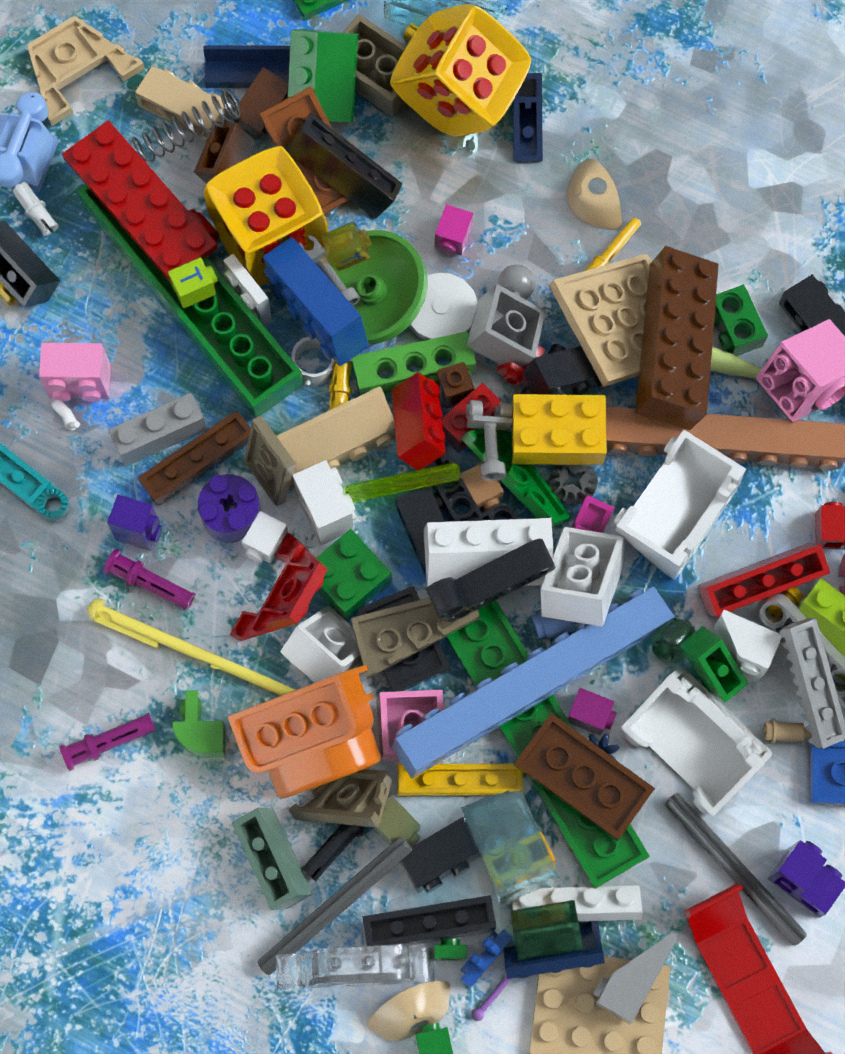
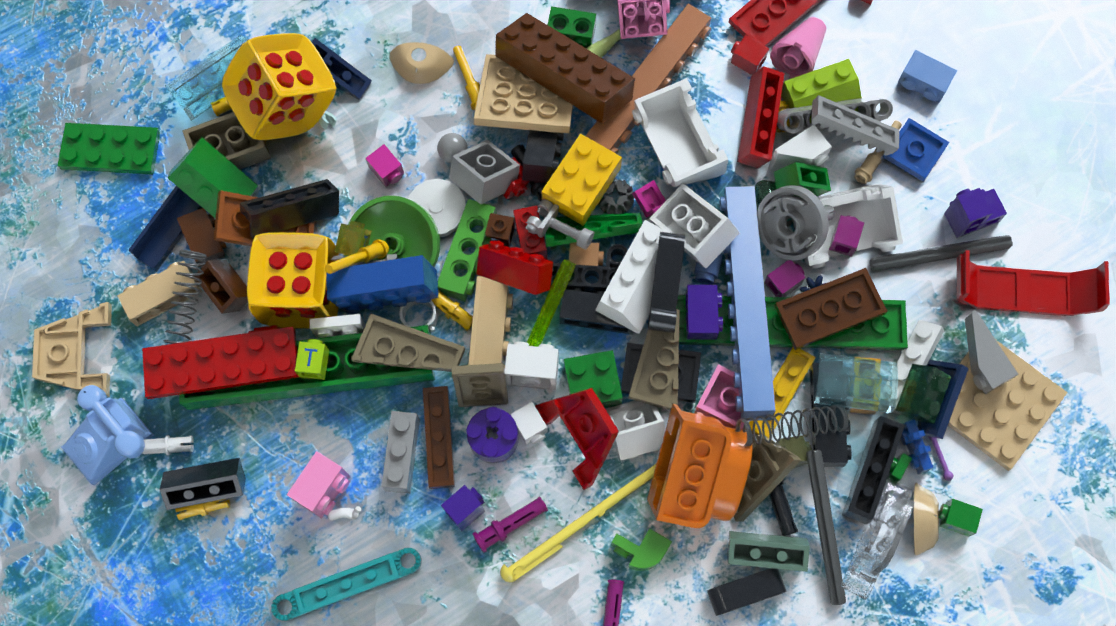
camera: 55 degrees left, 0 degrees up
(218, 862) = (746, 591): none -> black beam
(260, 357) = (401, 346): none -> dark tan wing
(335, 264) = (377, 249): none -> yellow pin
(455, 851) = (799, 424): none -> dark grey piece
(492, 642) = (702, 312): none -> dark purple brick
(668, 681) = (809, 220): none -> light grey piece
(684, 749) = (846, 235): none -> magenta brick

